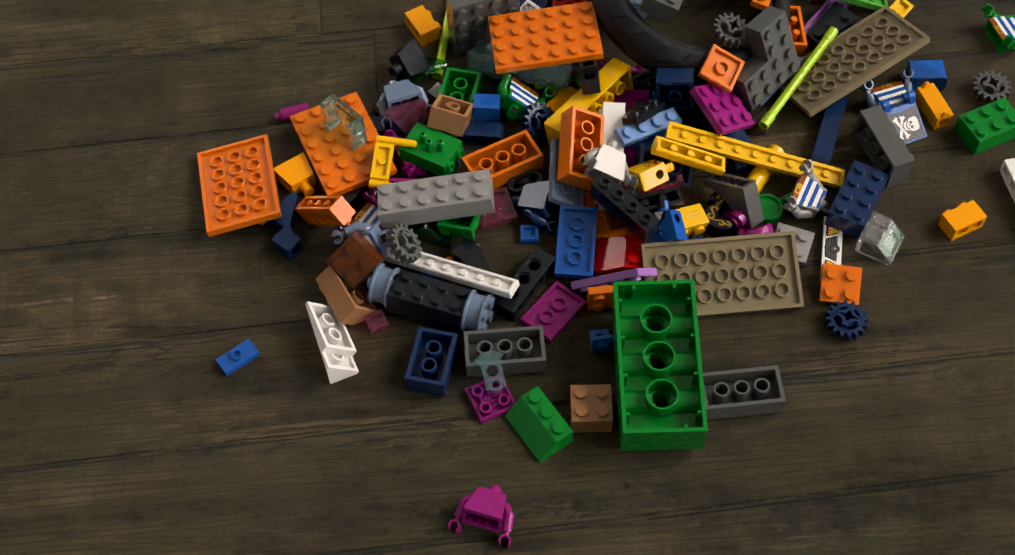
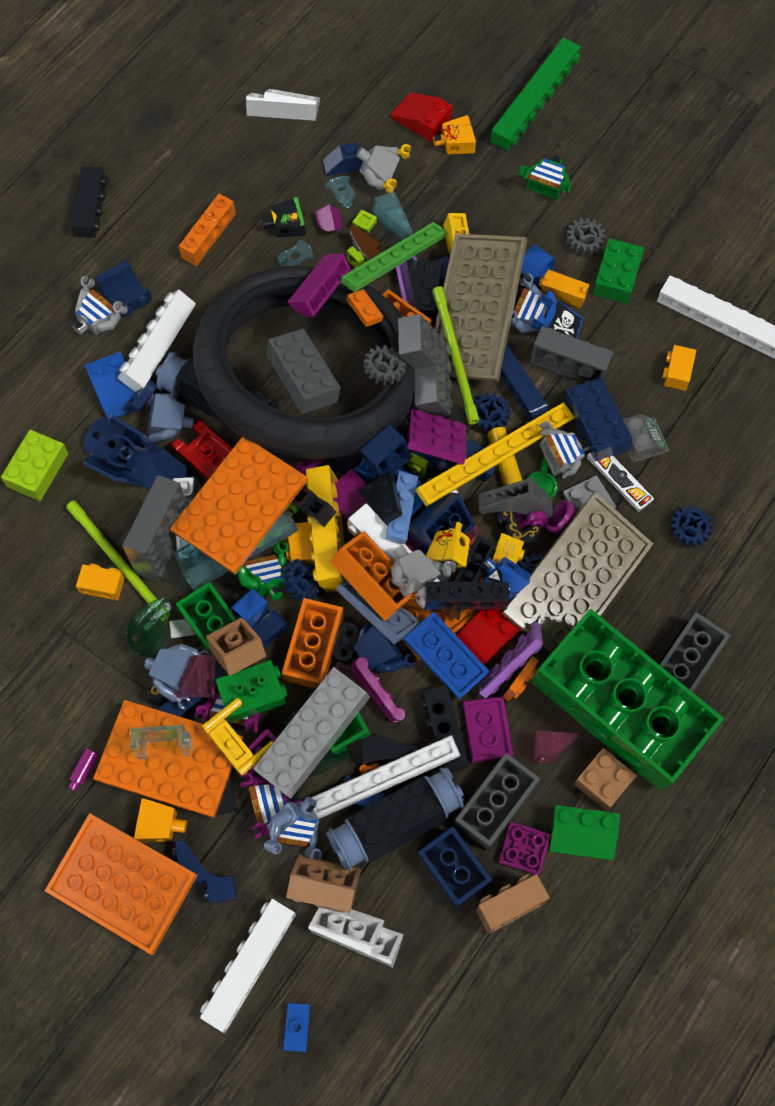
camera: 50 degrees left, 10 degrees up
(251, 296) = (248, 965): none -> white brick
(325, 210) = (231, 833): orange brick -> none
(355, 259) = (306, 849): reddish brown piece -> none
(376, 321) = (370, 879): clear pink plate -> none
(403, 243) = (328, 795): dark grey gear -> none
(407, 60) = (136, 629): black torso -> none
(440, 413) = (512, 903): none -> medium nougat brick
(485, 510) = (627, 941): magenta torso -> none
(488, 359) = (501, 824): clear light blue piece -> none
(507, 228) = (380, 696): none -> magenta plate
(529, 234) = (397, 683): blue tile -> none
(582, 356) = (551, 745): none -> clear pink slope
(602, 342) = (554, 720): blue bracket -> none
(688, 156) = (460, 504): yellow brick -> none
(696, 121) = (417, 464): none -> lime plate
(721, 68) = (409, 405): orange tile -> none
(785, 134) = (499, 415): none -> dark blue gear
(840, 284) = (658, 501): orange plate -> none

